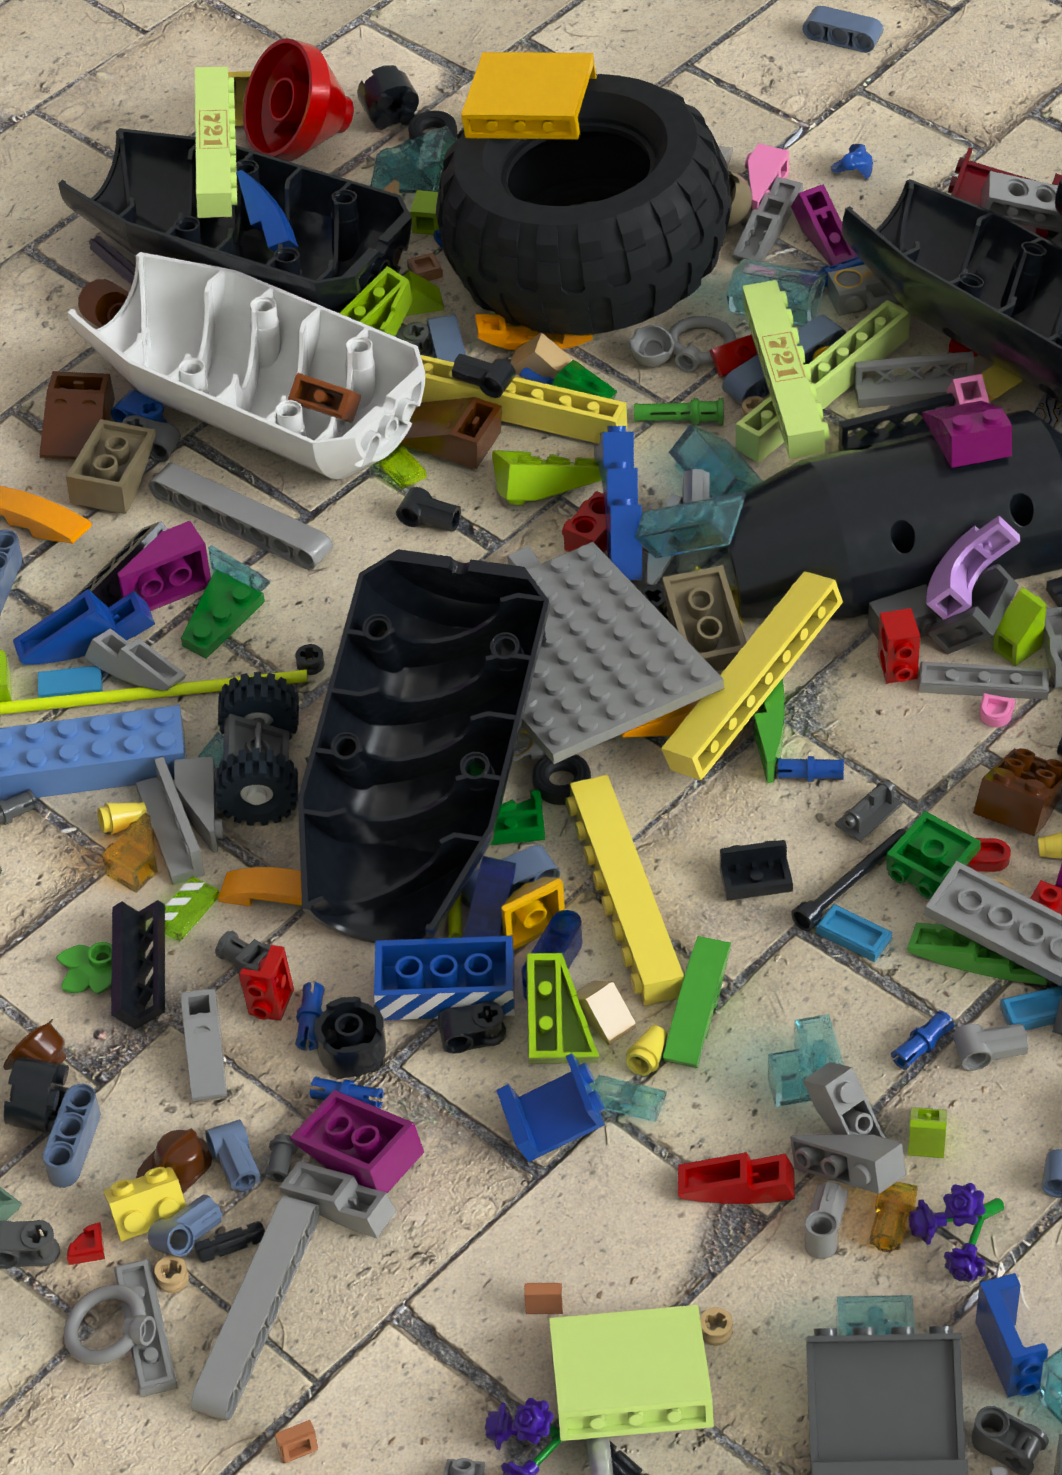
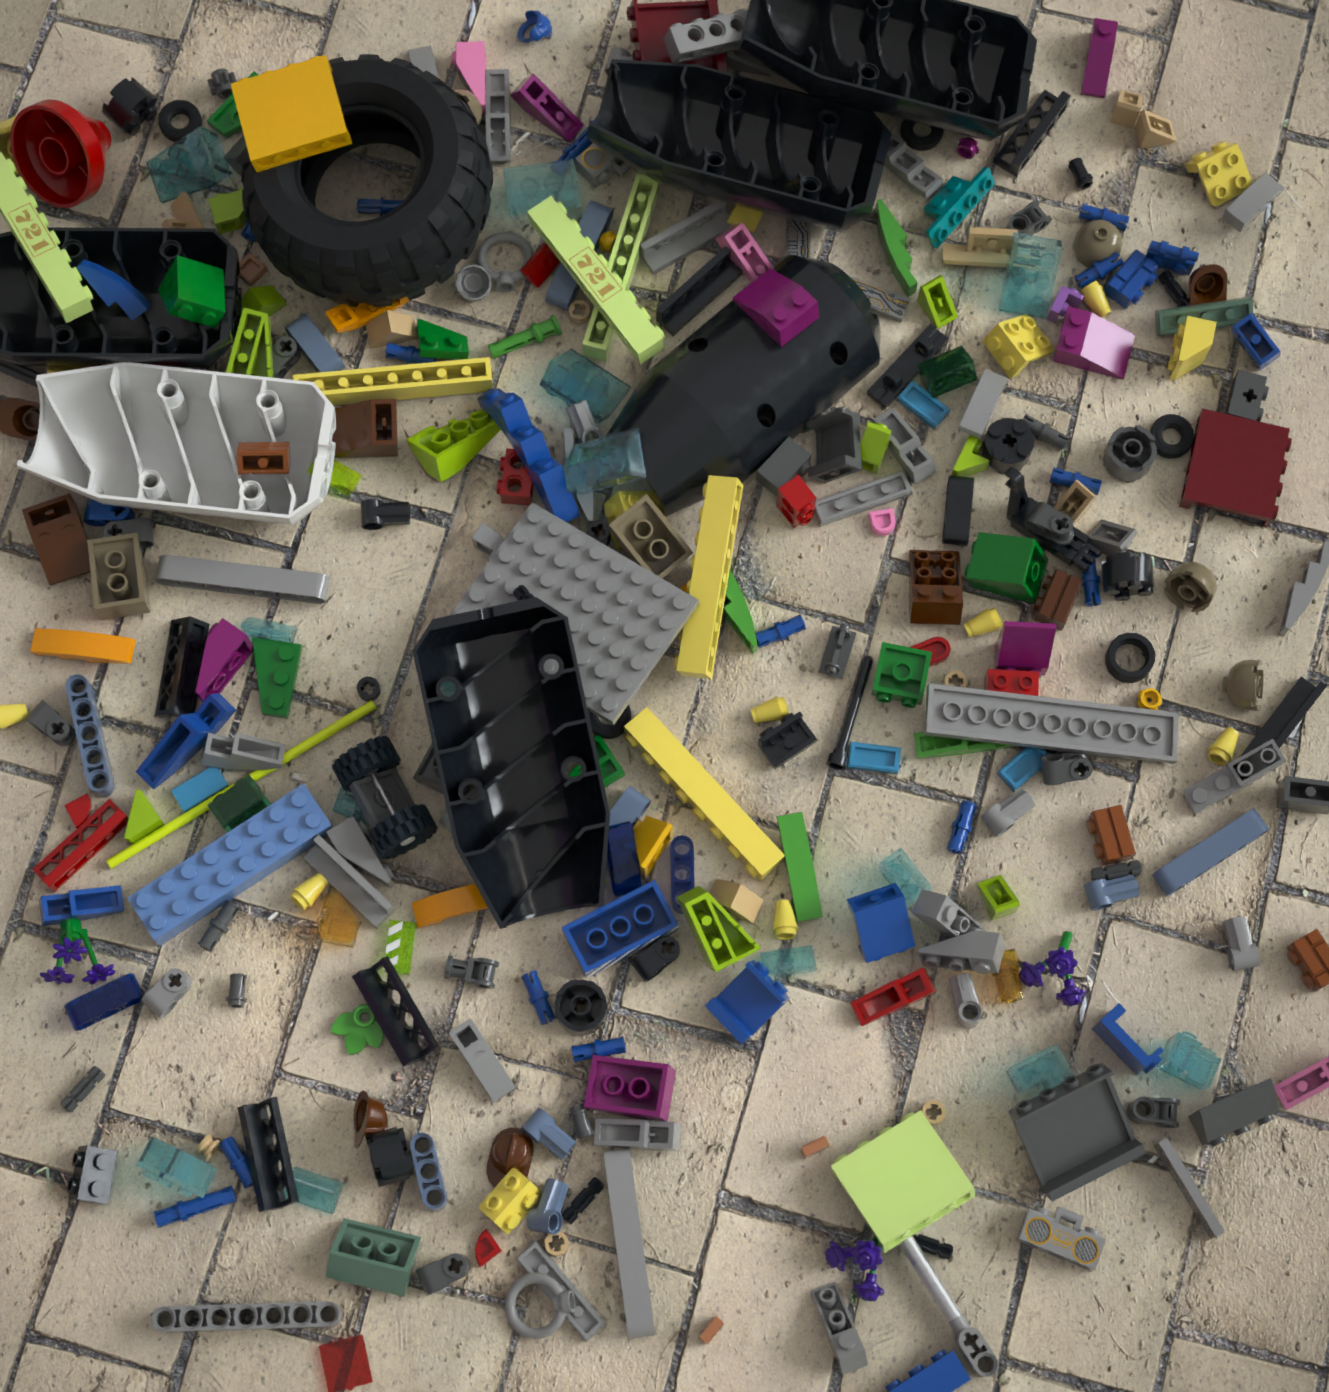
camera: 30 degrees left, 25 degrees up
(99, 699) = (239, 803): none -> clear green brick
(270, 987) = (506, 994): red bracket -> none
(344, 231) = (194, 291): none -> green slope
(490, 377) = (376, 378): black piece -> none
(752, 834) = (771, 710): none -> light yellow cone
(760, 1086) = (881, 922): none -> blue panel
(959, 569) = (813, 419): lavender arch -> none

